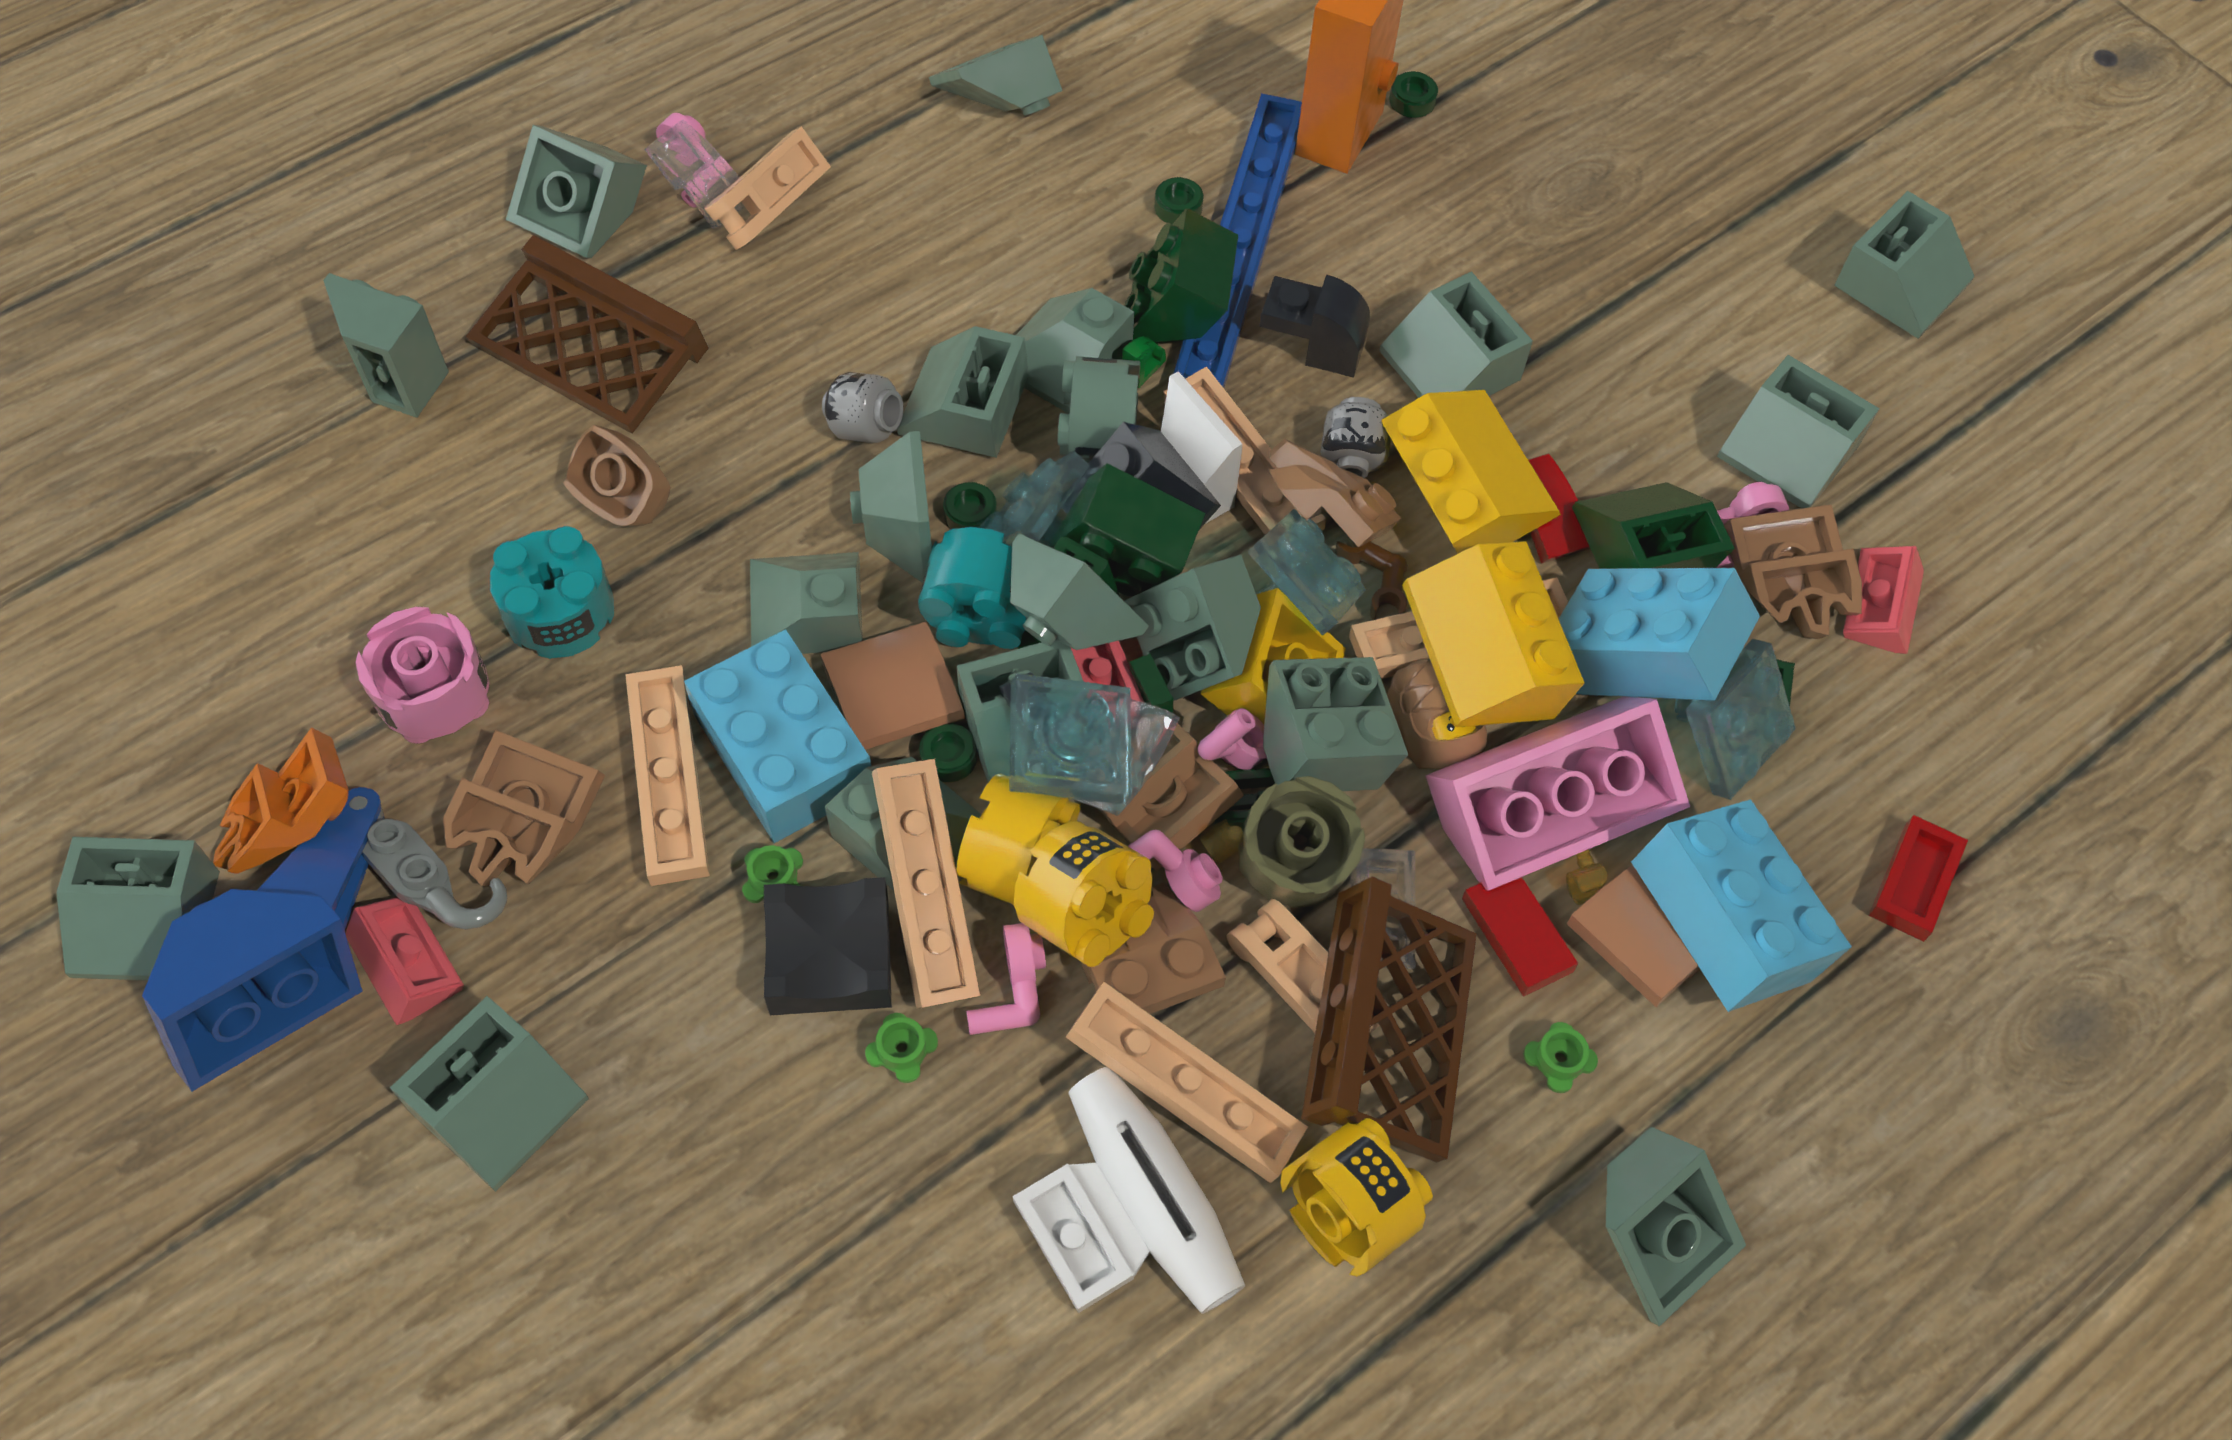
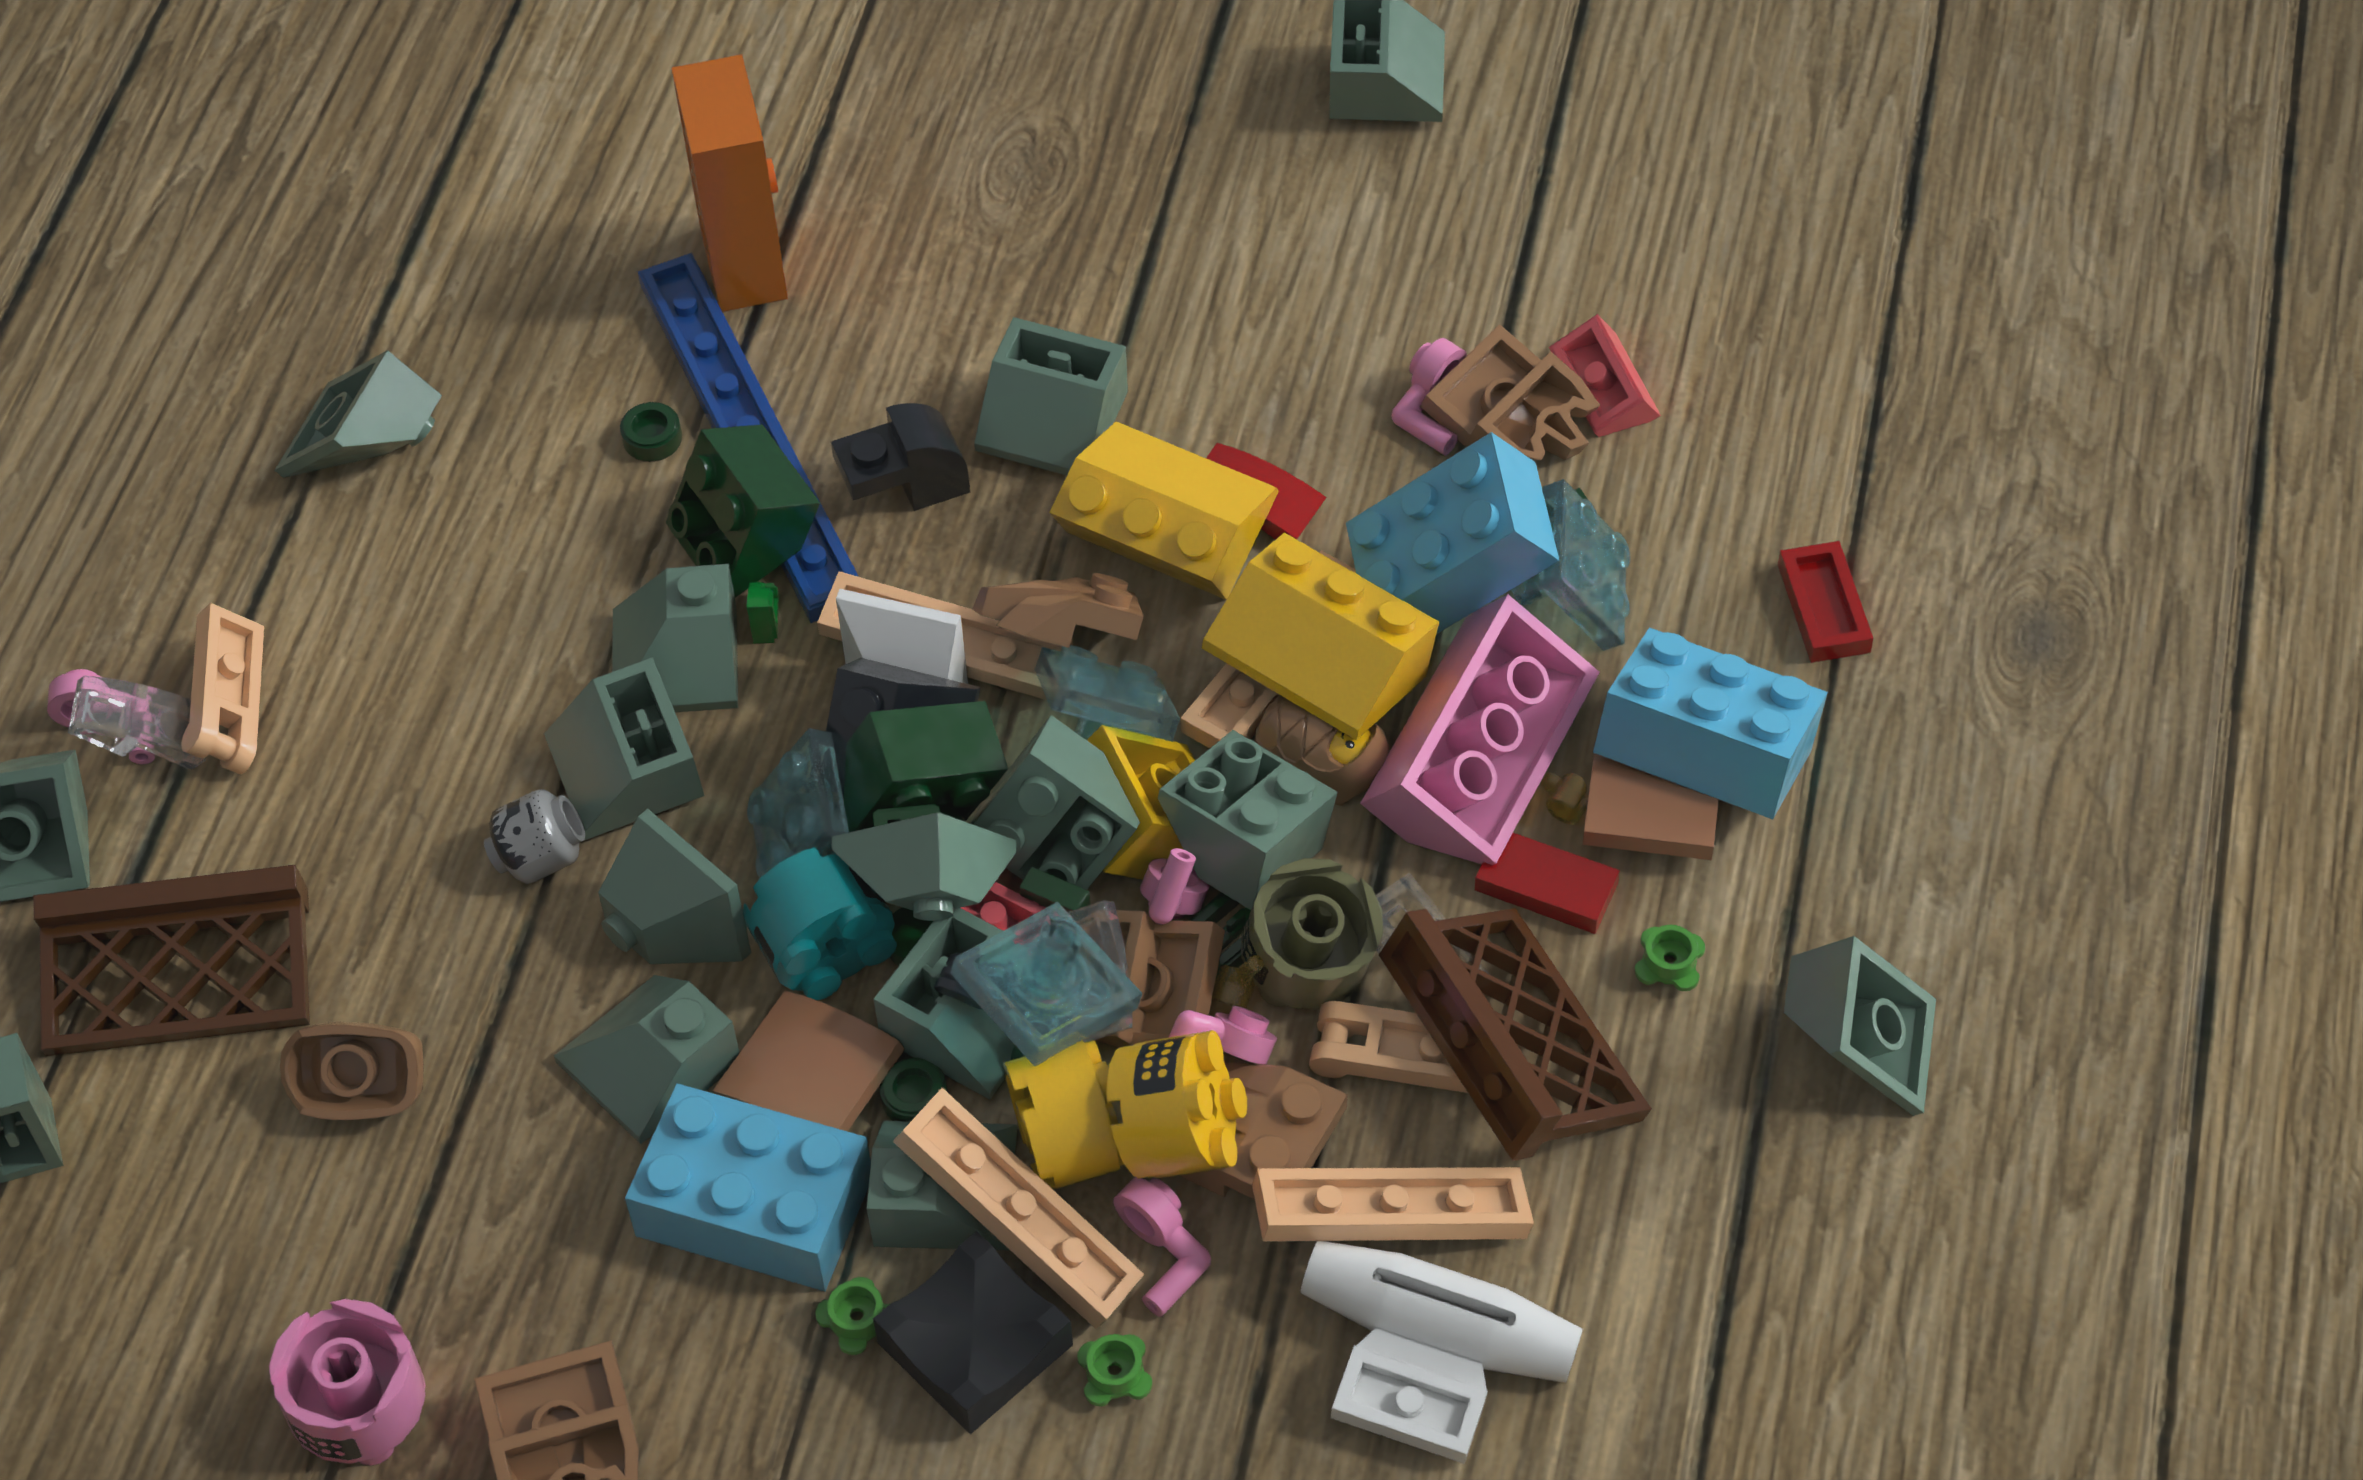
camera: 35 degrees left, 5 degrees down
(551, 592) = (397, 1219): teal brick -> none
(666, 776) = (672, 1301): light nougat plate -> none
(968, 505) = (731, 853): dark green tile -> none
(1100, 399) = (779, 678): sand green brick -> none
(1356, 436) = (1032, 542): light grey head -> none
(1356, 1196) = (1612, 1187): yellow brick -> none
(1393, 569) = (1157, 641): reddish brown arm -> none
(1413, 94) = (793, 178): dark green tile -> none
(1653, 529) = (1370, 449): dark green slope -> none
(1798, 432) = (1417, 277): sand green slope -> none

